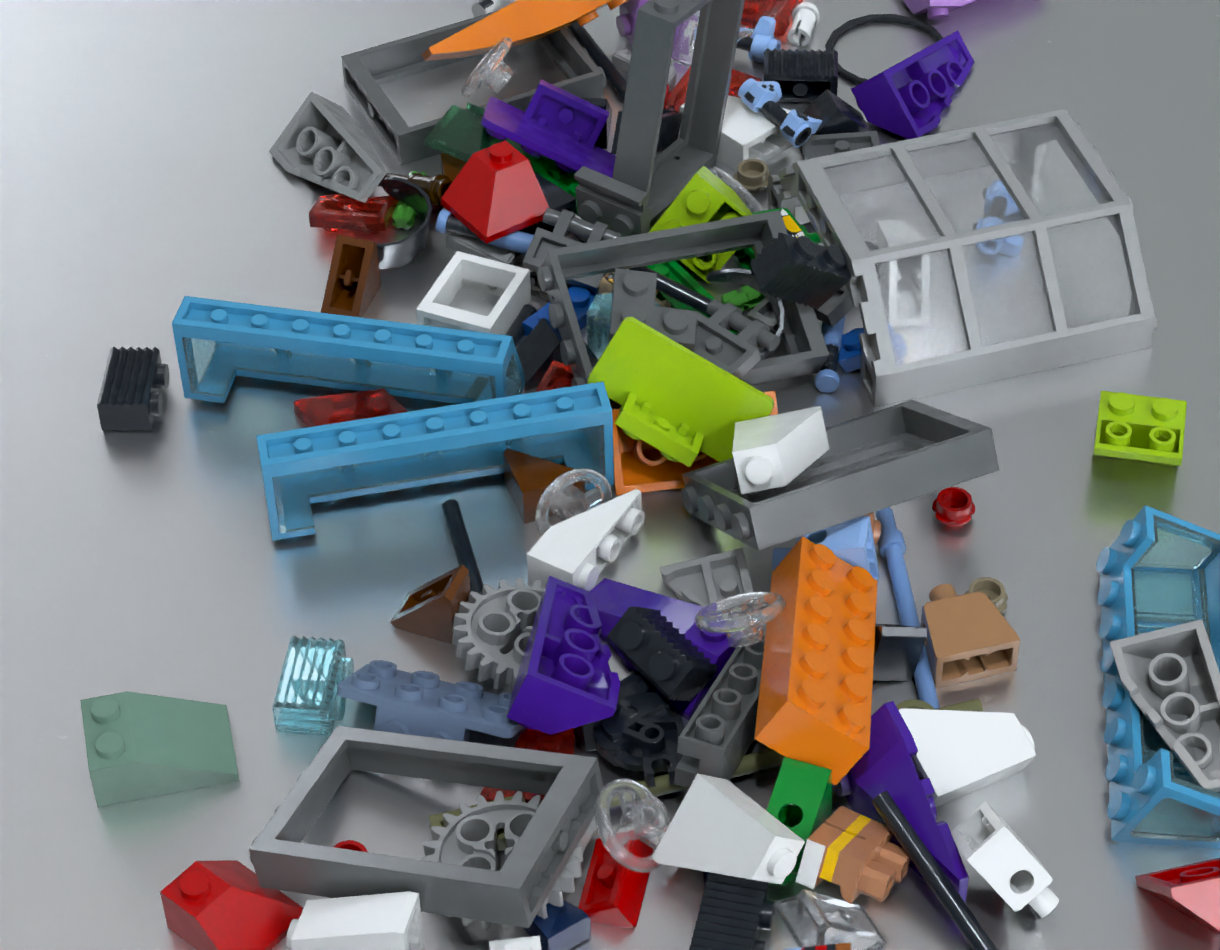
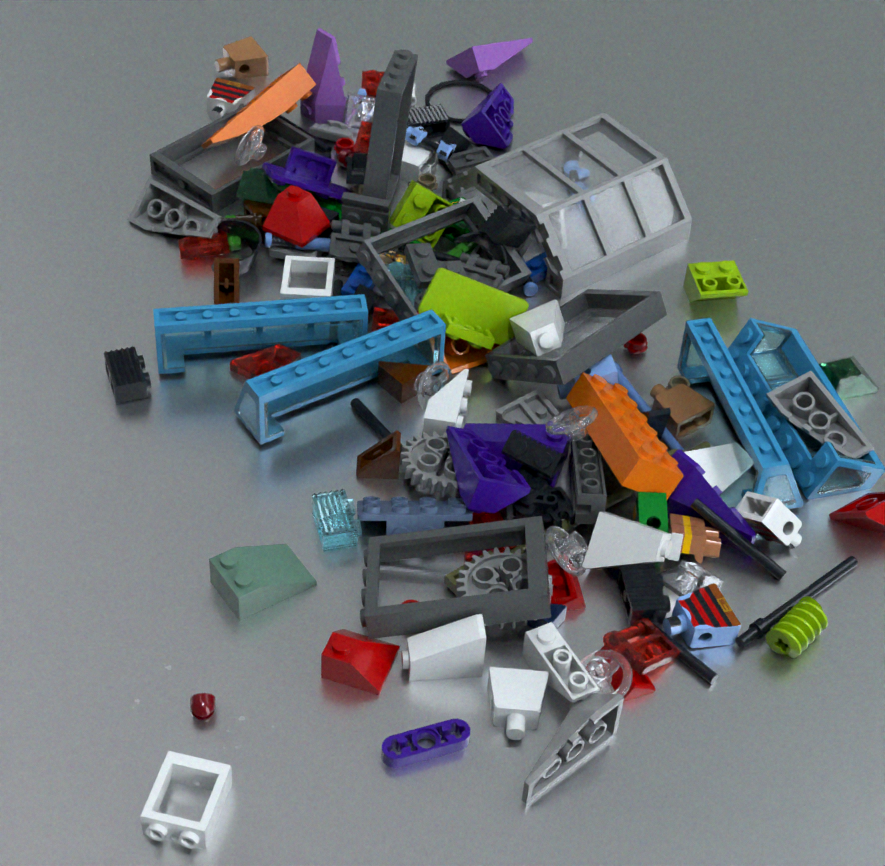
camera: 25 degrees left, 0 degrees up
(1050, 676) = (705, 359): none -> dark azure window

